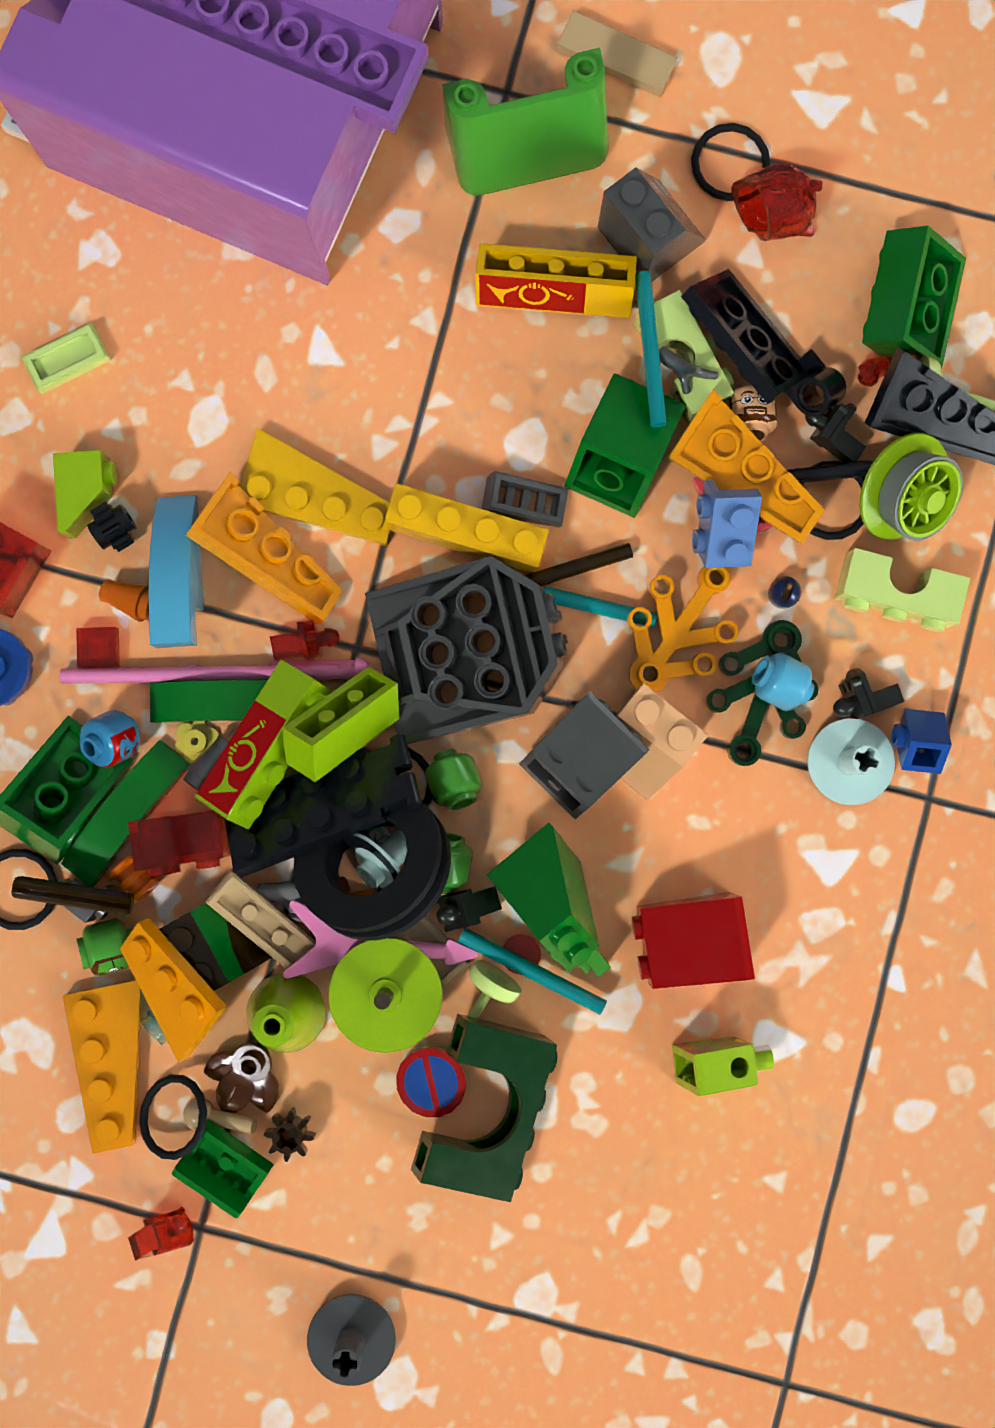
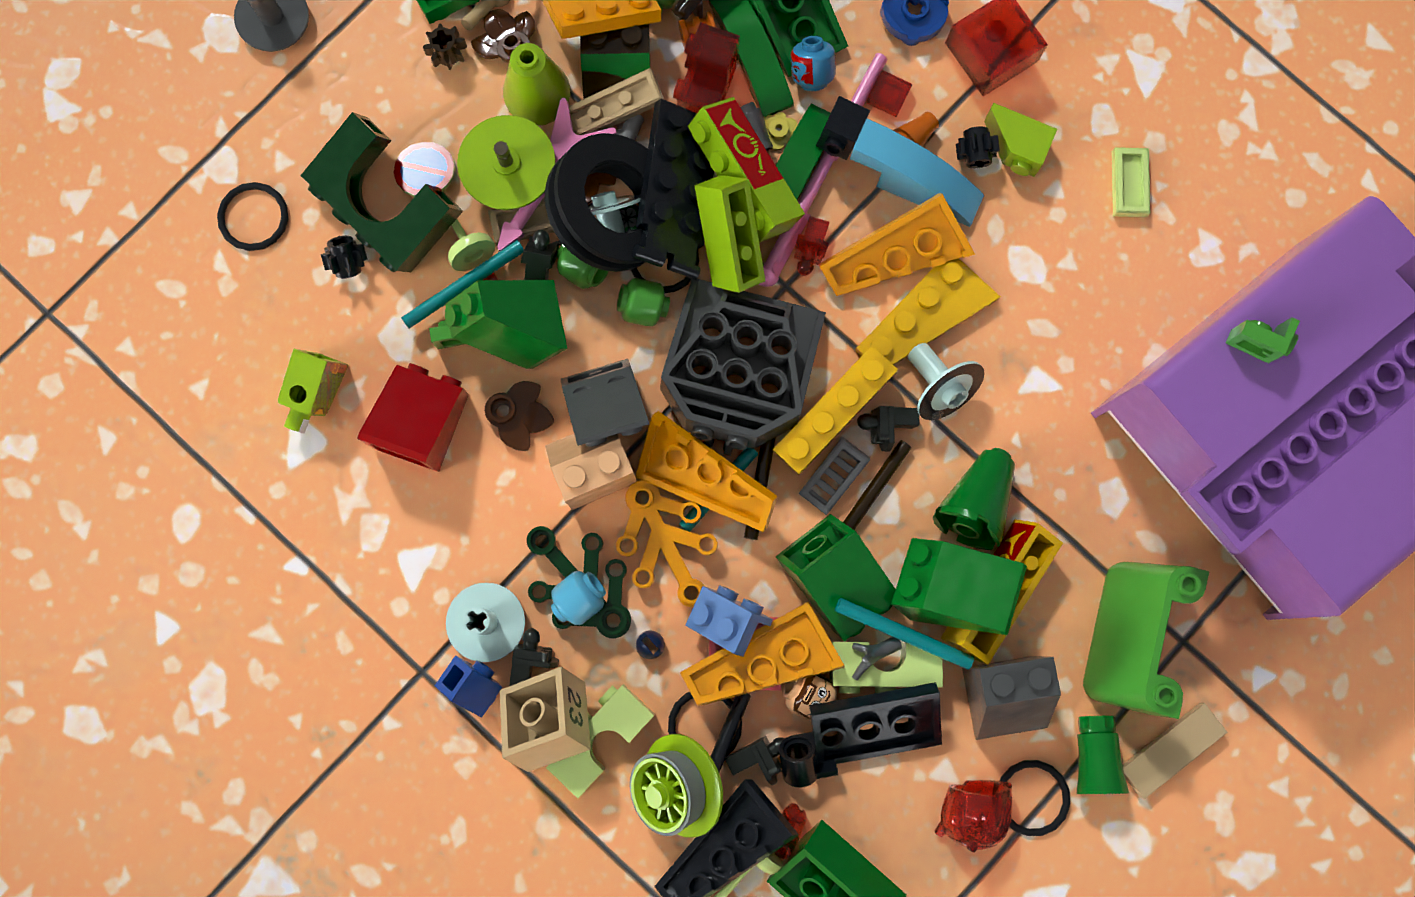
camera: 115 degrees right, 5 degrees down
(167, 669) = (842, 128): none -> black brick
(205, 113) = (1261, 342): none -> bright green bracket
(382, 428) = (947, 387): none -> light aqua piece
(450, 478) = (884, 420): none -> pearl dark grey piece
(476, 344) = (979, 501): none -> green cone
(513, 455) = (877, 484): none -> dark brown bar
(569, 1109) = (344, 257): none -> black gear
(570, 1269) = (251, 186): none -> black piece
(578, 318) = (958, 587): none -> green slope
(599, 626) = (699, 474): none -> light orange wing
(629, 837) = (524, 414): none -> reddish brown plate
(663, 114) = (1099, 757): none -> green plant
(918, 647) = (544, 719): none -> tan brick

